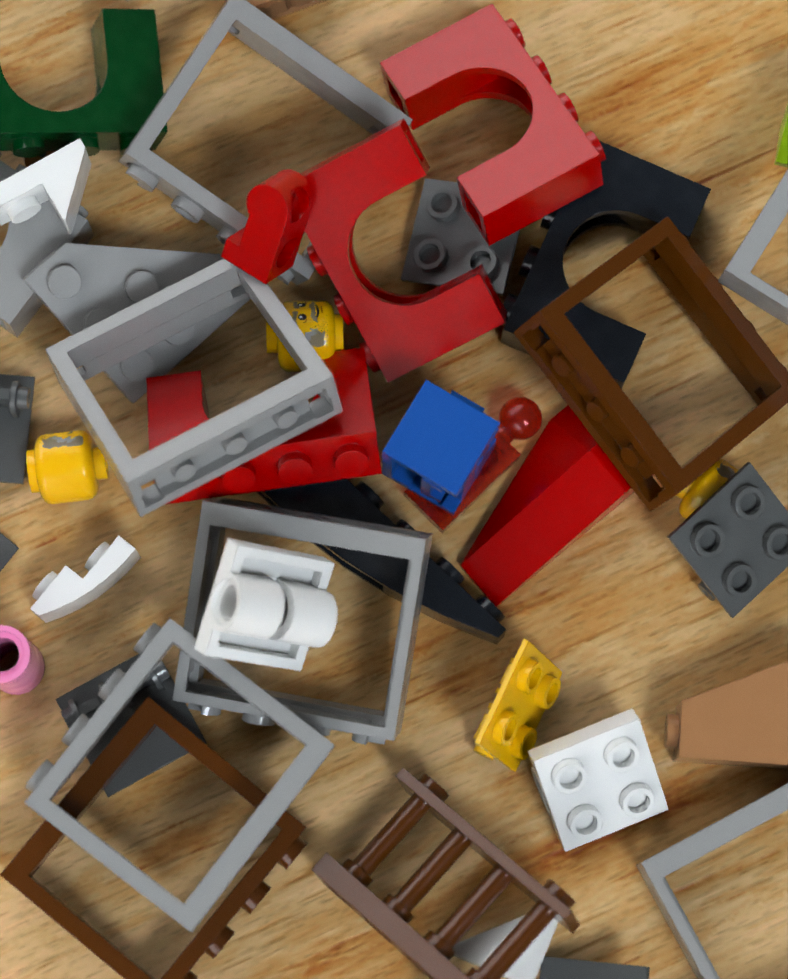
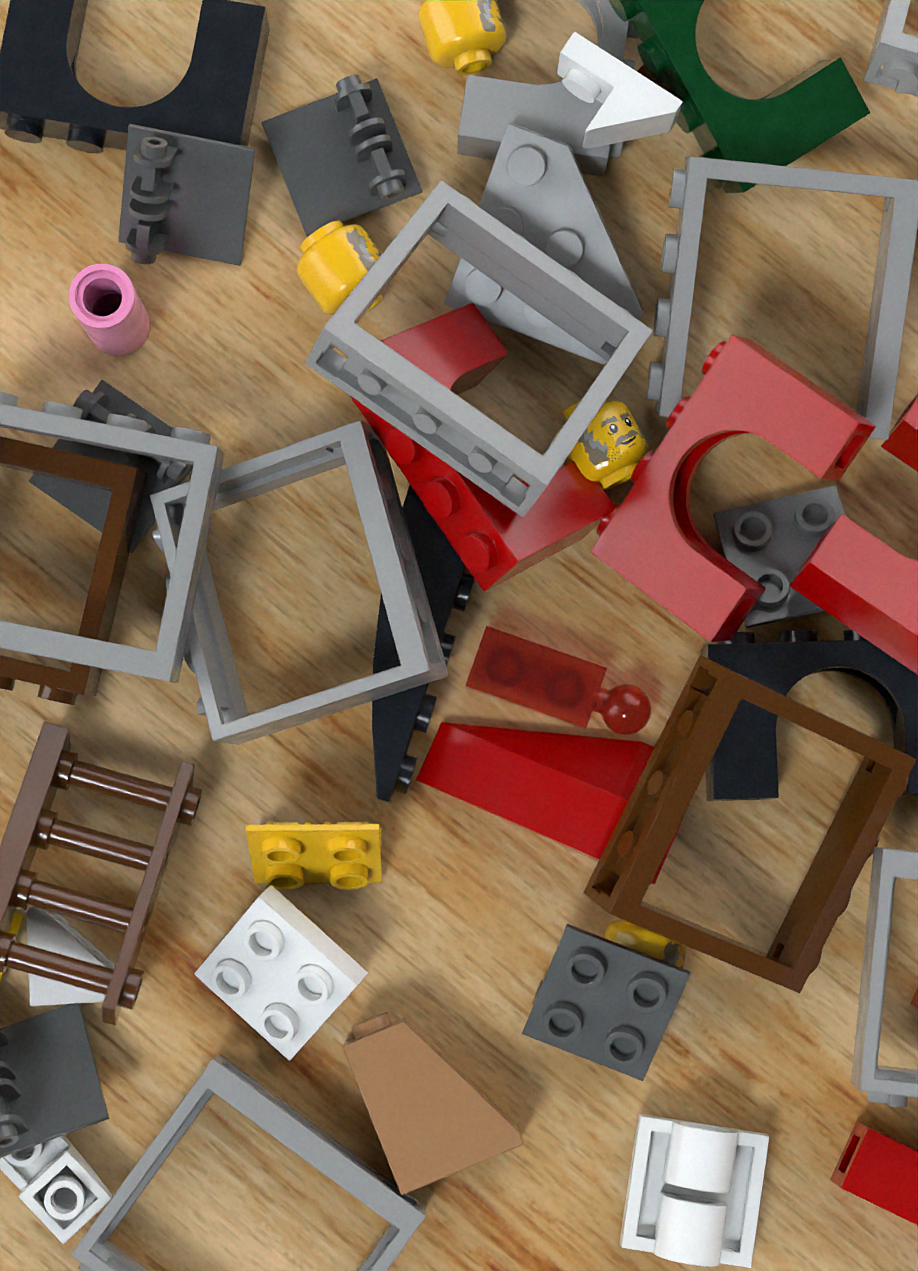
camera: 60 degrees right, 5 degrees up
(68, 592) = (218, 337): white slope -> none
(268, 606) = (278, 540): white plate -> none
(274, 226) = (685, 347): red leg -> none
(440, 446) = (544, 638): blue piece -> none

